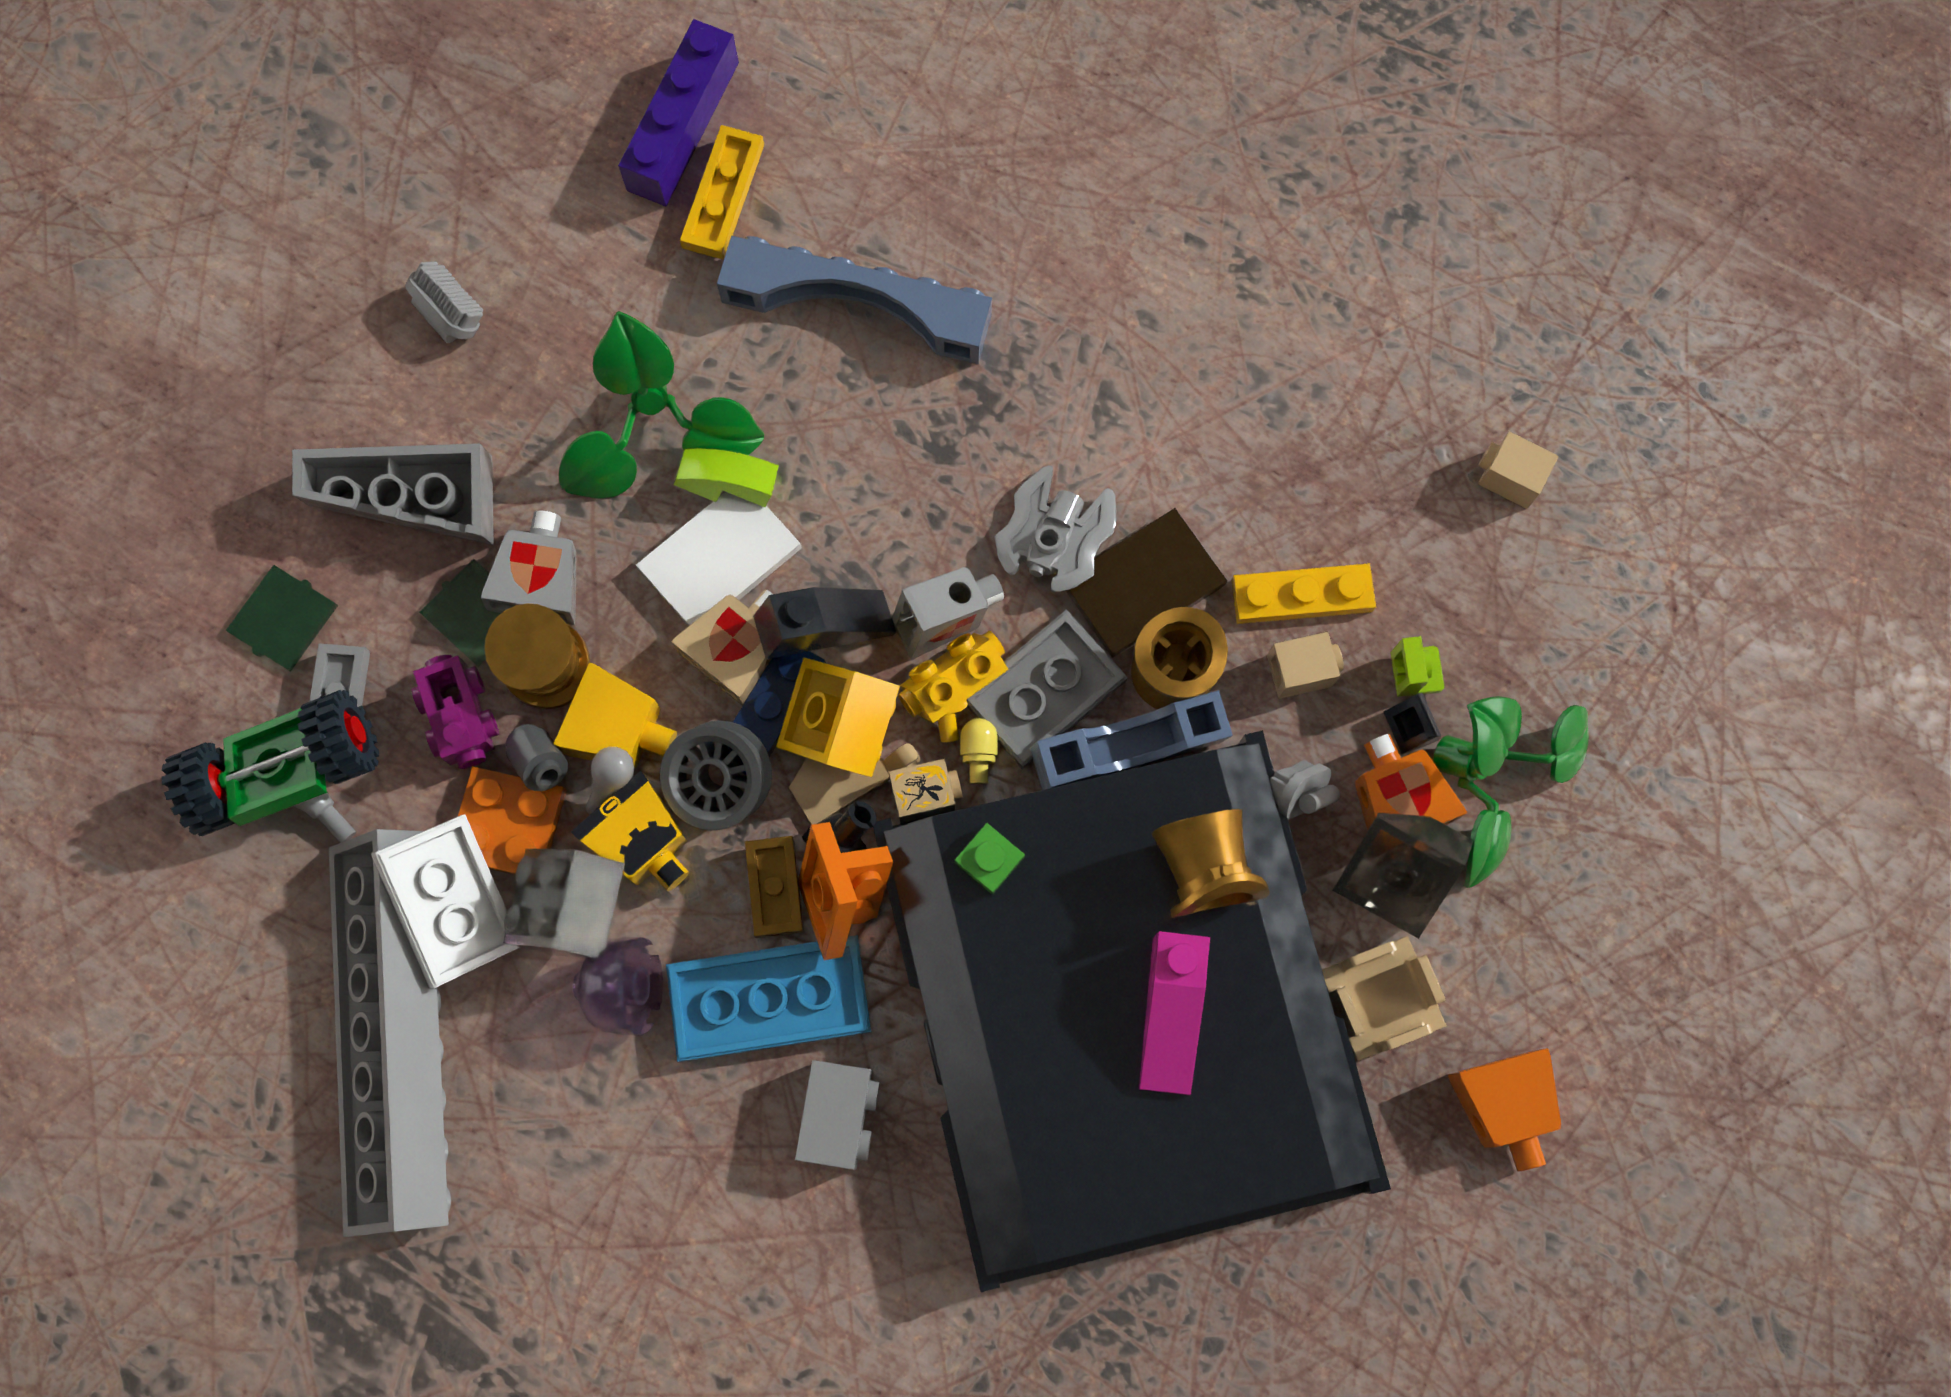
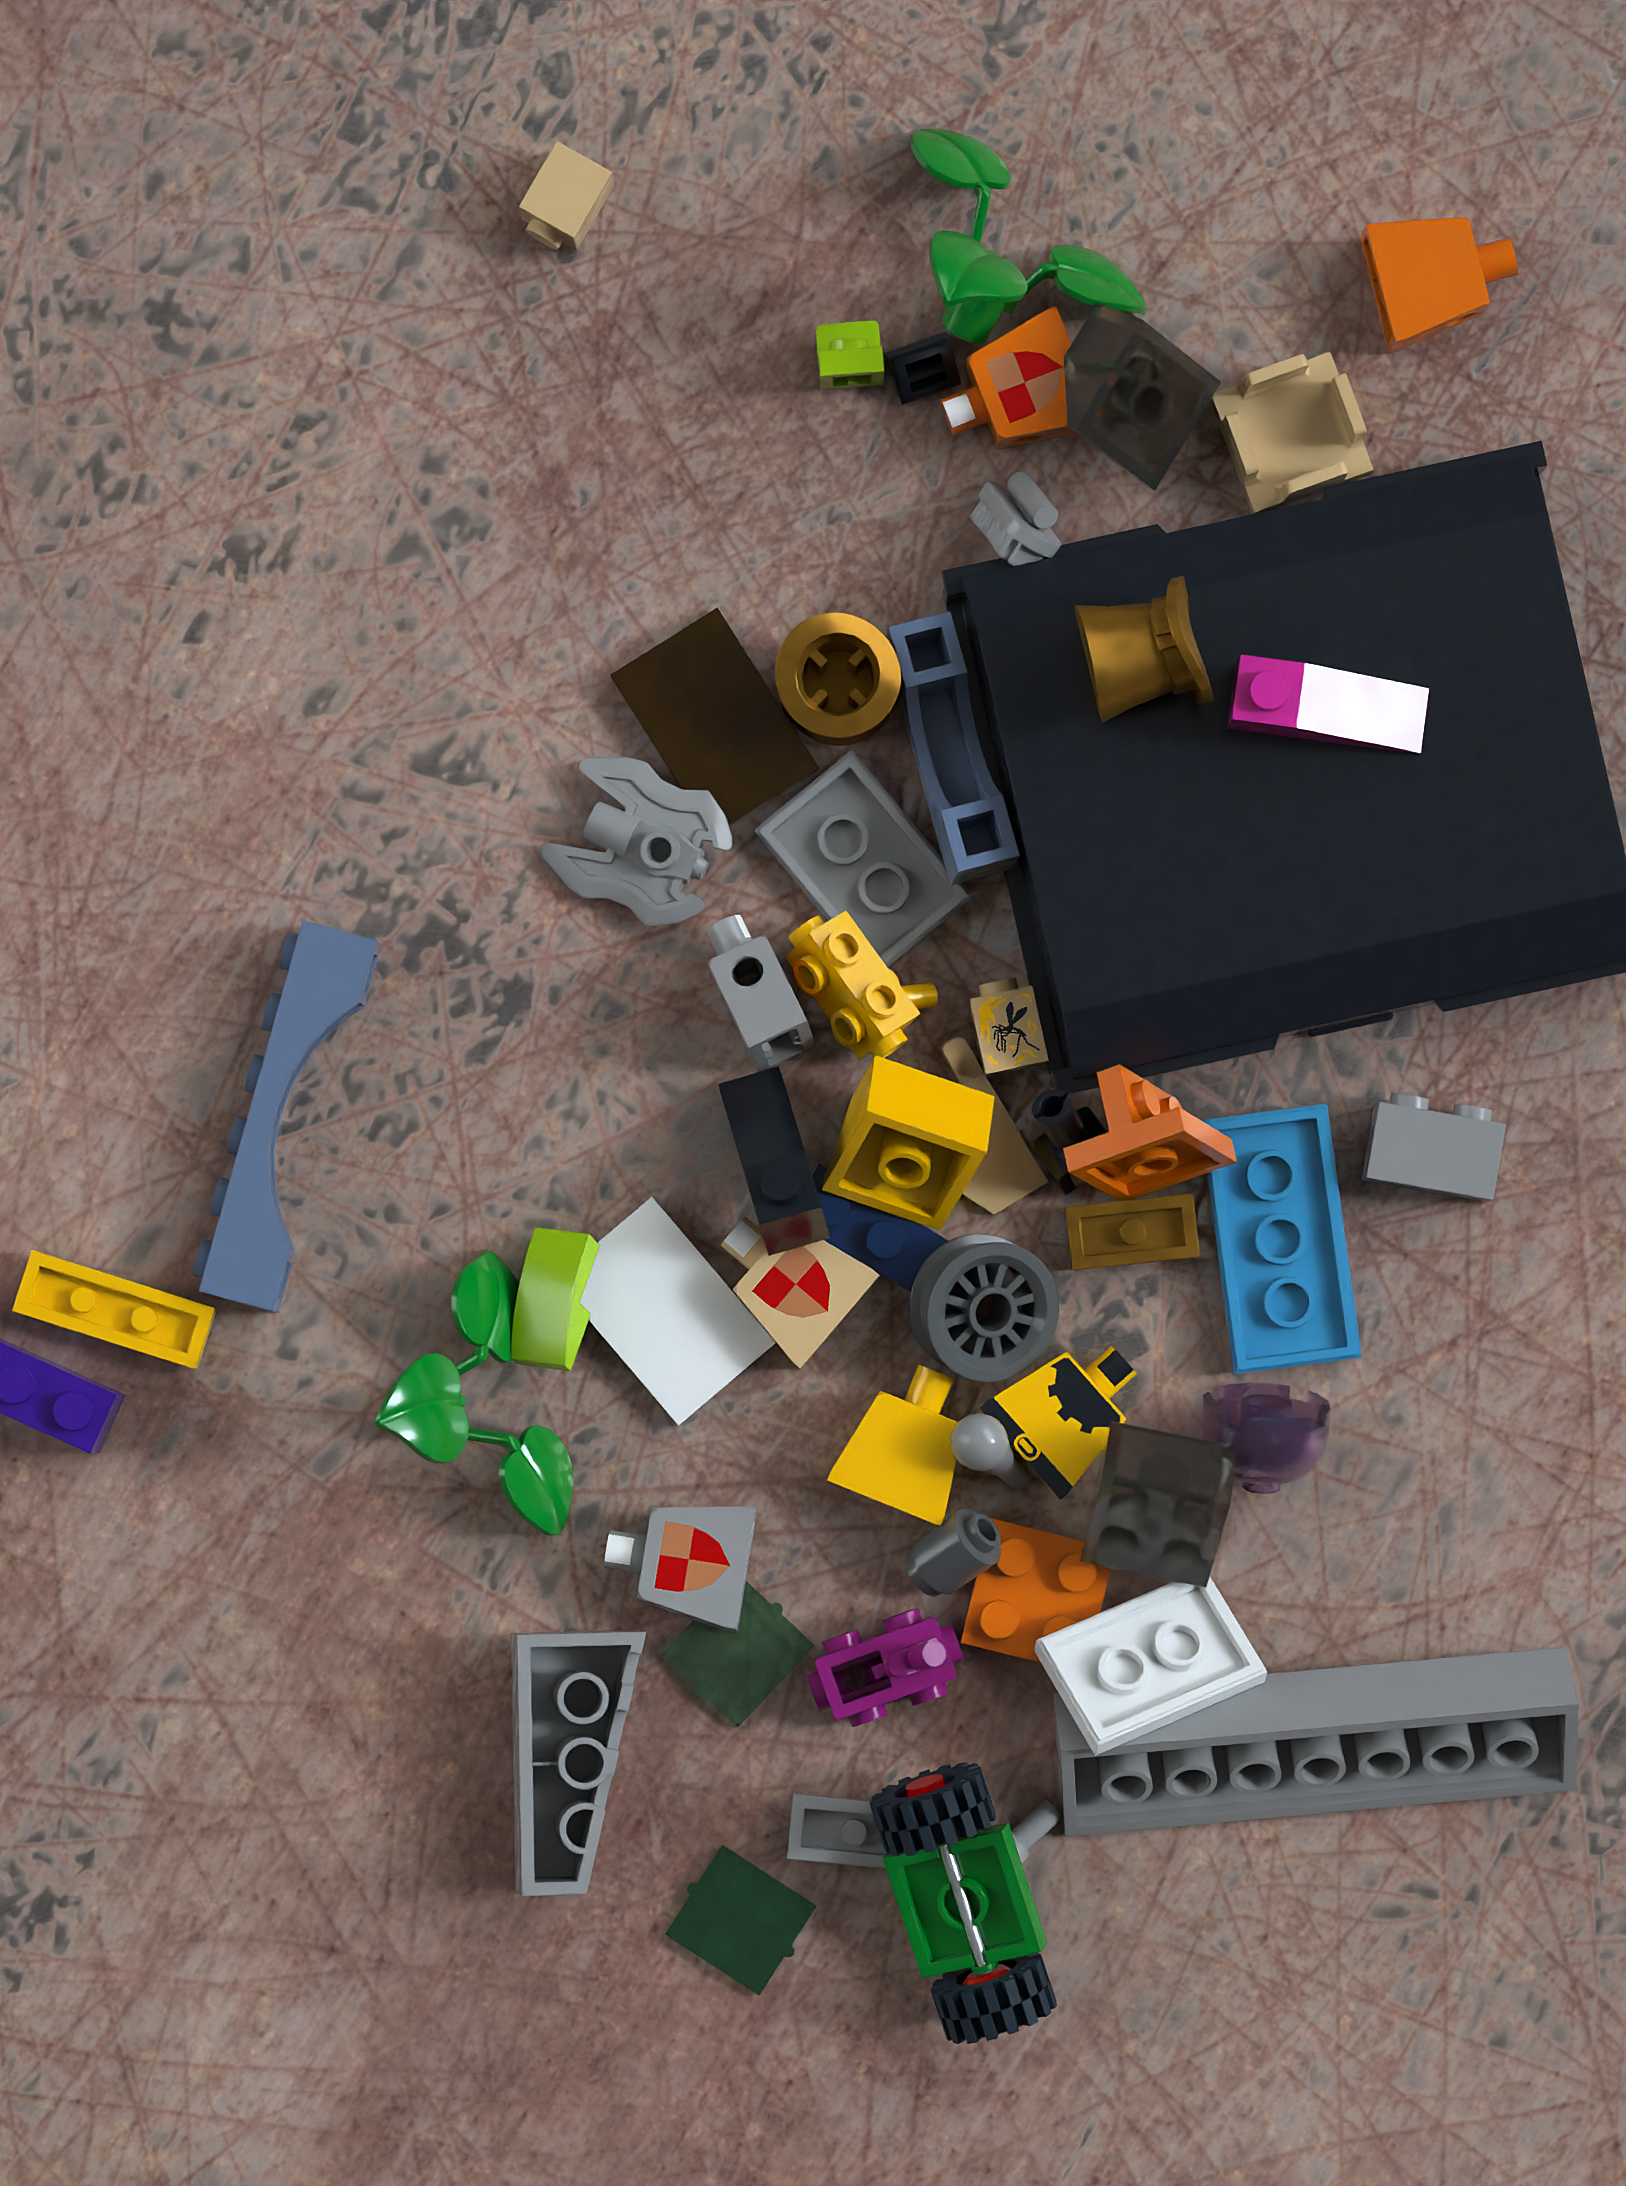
camera: 85 degrees left, 10 degrees up
(443, 302) = (281, 1707): light grey piece -> none
(536, 655) = (814, 1551): pearl gold hat -> none
(978, 748) = (947, 955): light yellow cylinder -> none
(989, 858) = (1122, 936): bright green plate -> none
(1303, 593) = (734, 503): yellow plate -> none
(1305, 664) = (841, 507): tan brick -> none

